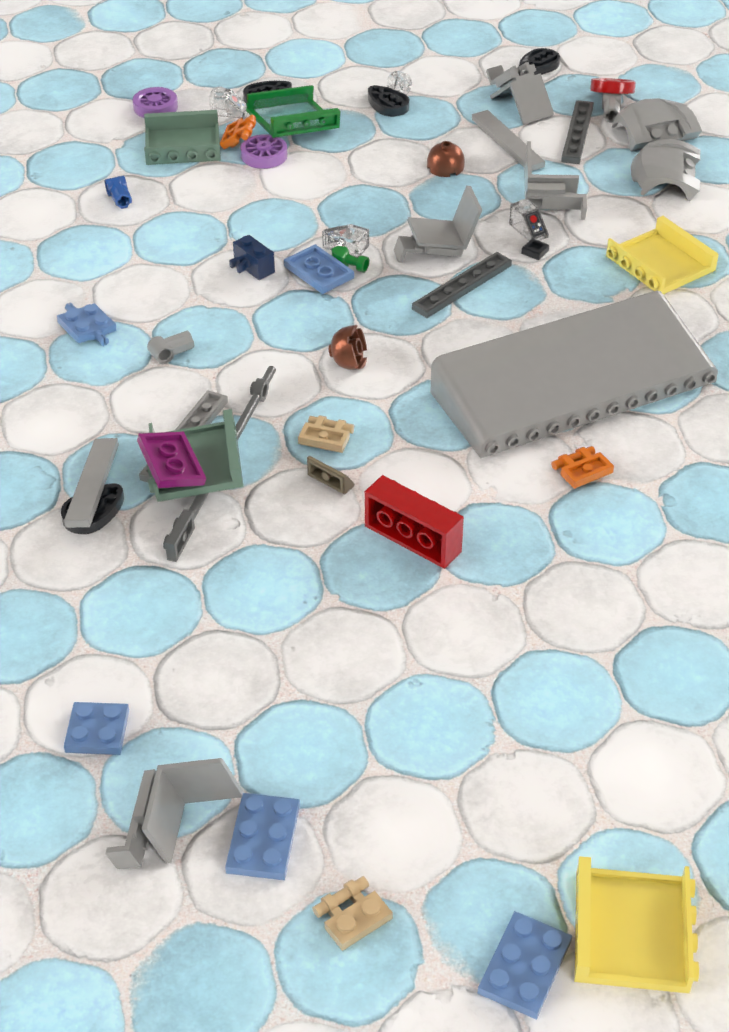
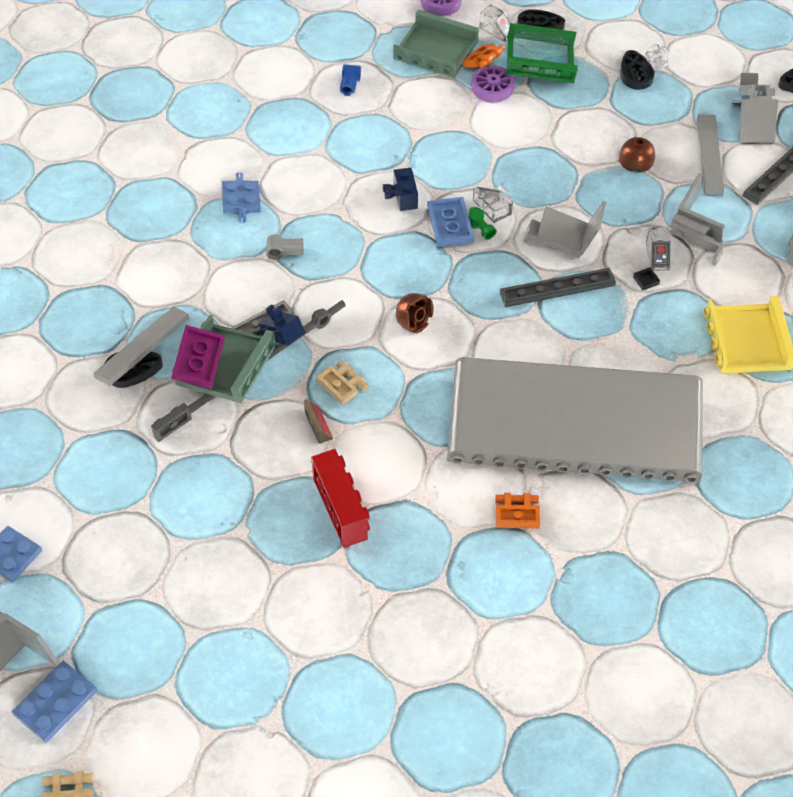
camera: 30 degrees right, 10 degrees up
(240, 400) = (285, 325): none -> dark blue brick

